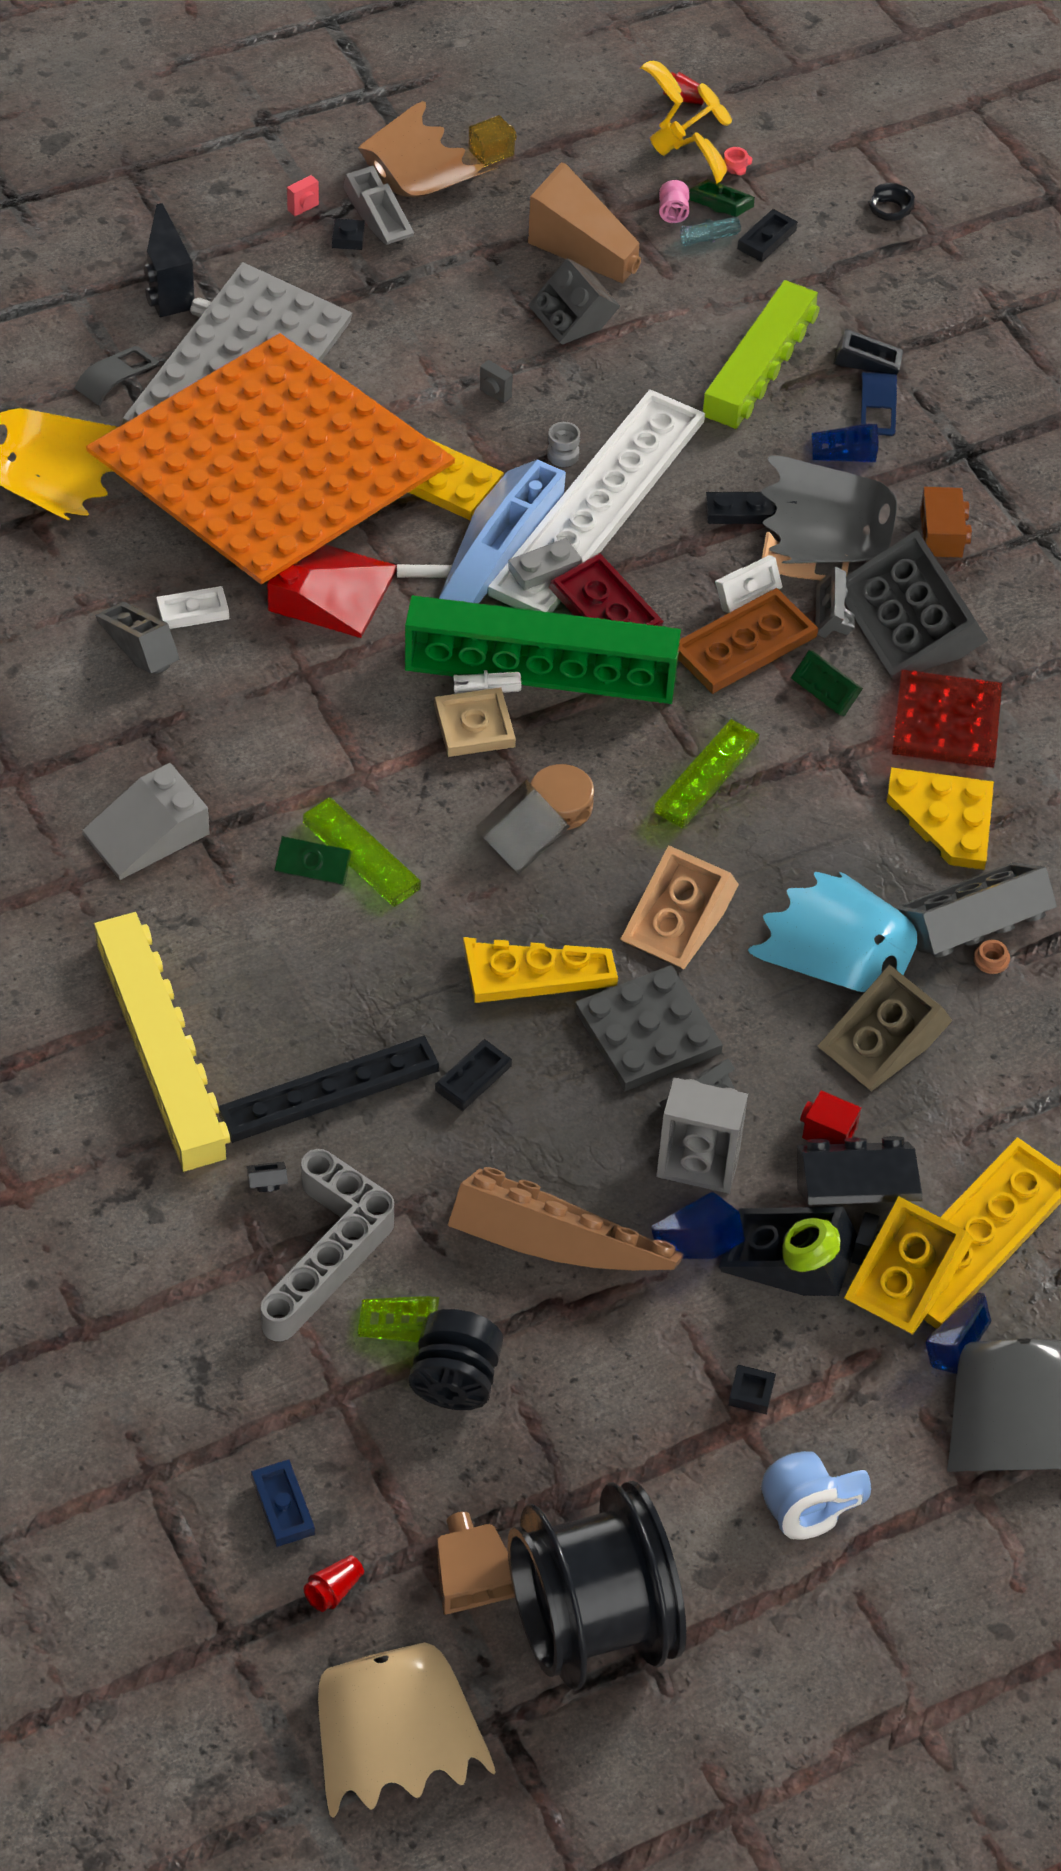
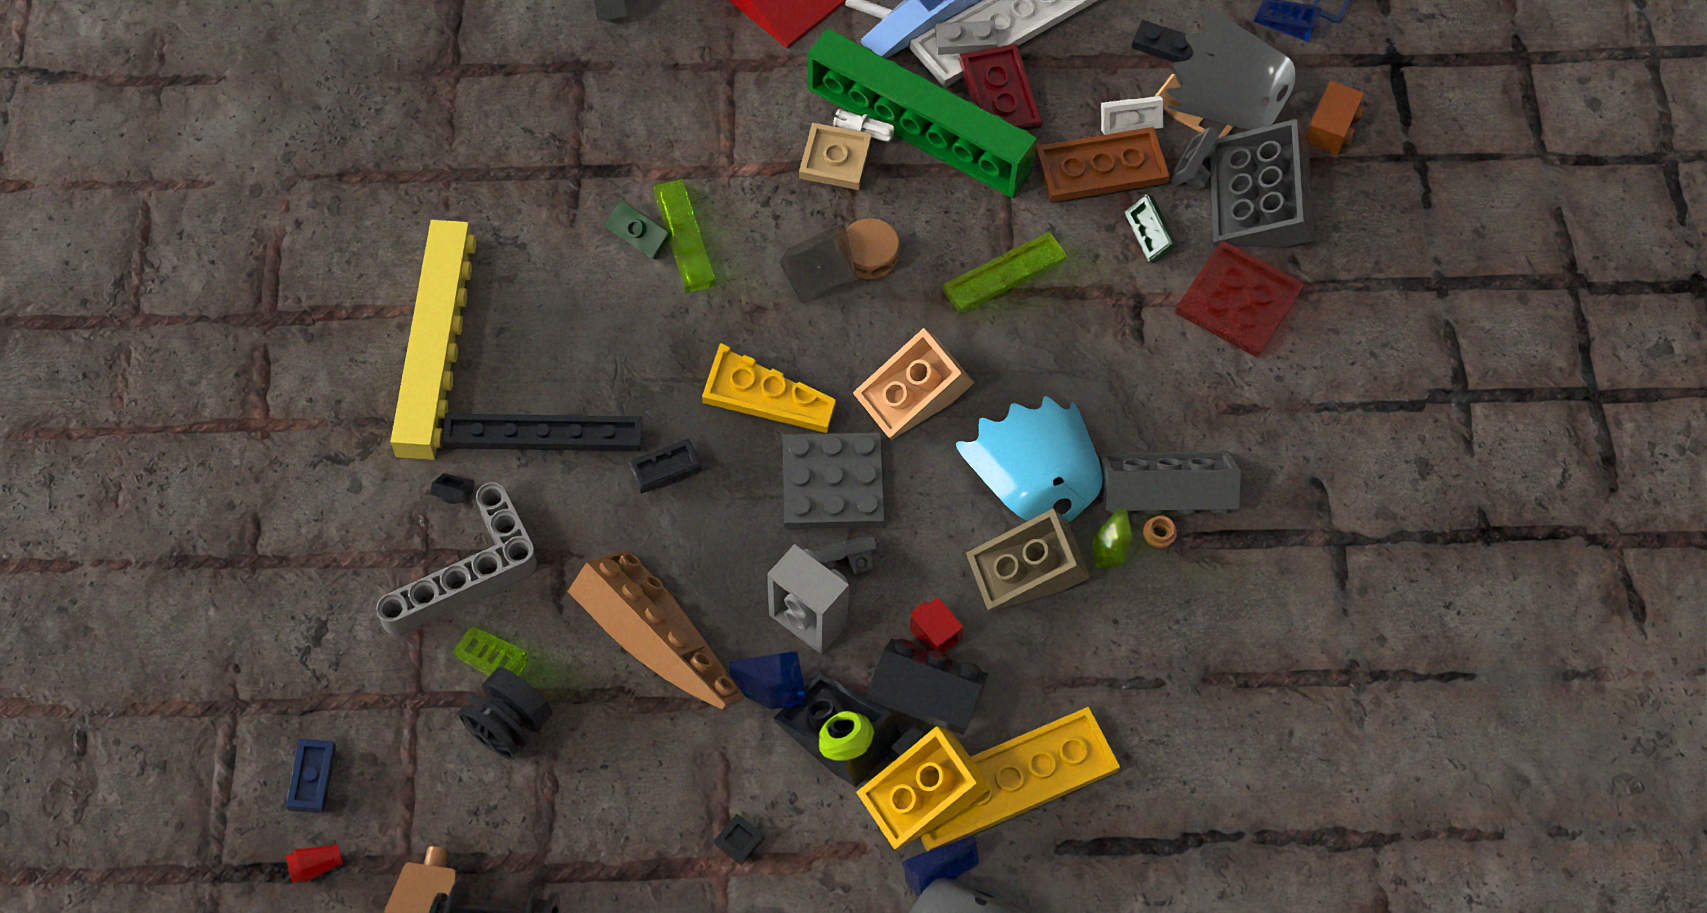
camera: 25 degrees right, 10 degrees up
(148, 822) = (525, 148): light grey slope -> none
(946, 811) = (1193, 384): yellow plate -> none
(957, 977) = (1113, 541): none -> clear neon green slope

